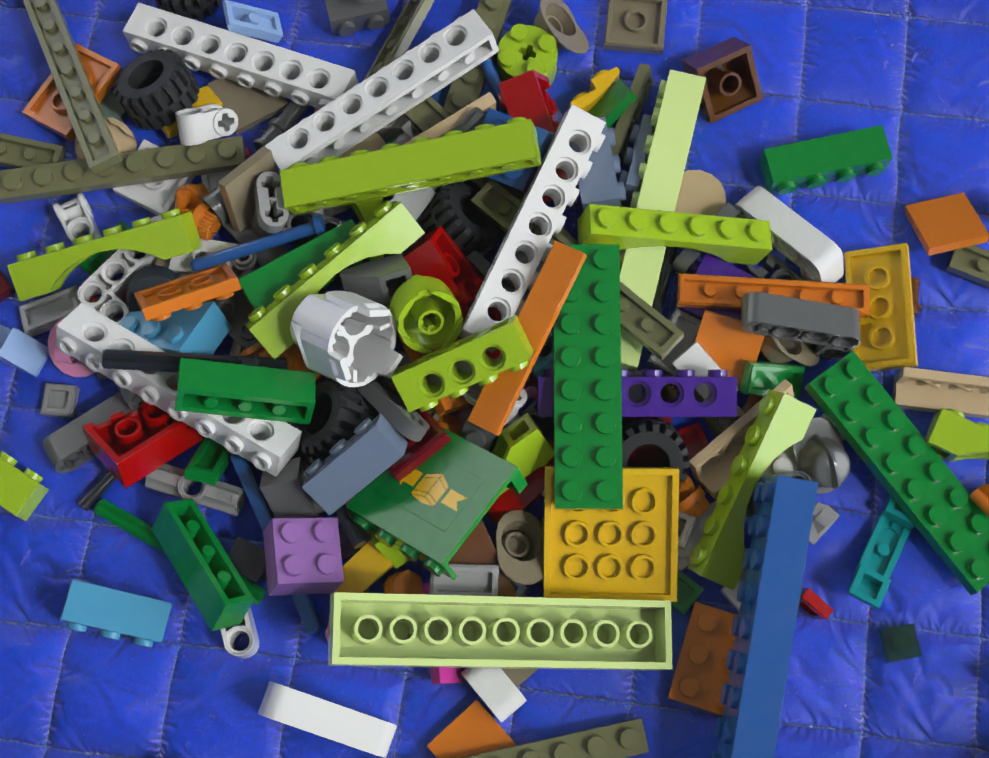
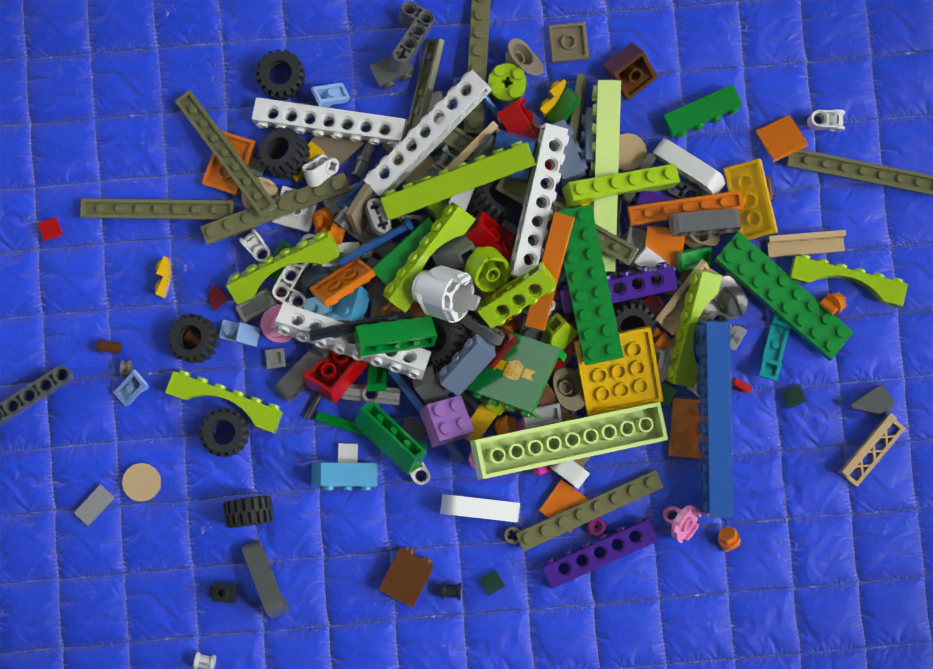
camera: 15 degrees left, 10 degrees up
(133, 577) = (347, 453): none -> white tile

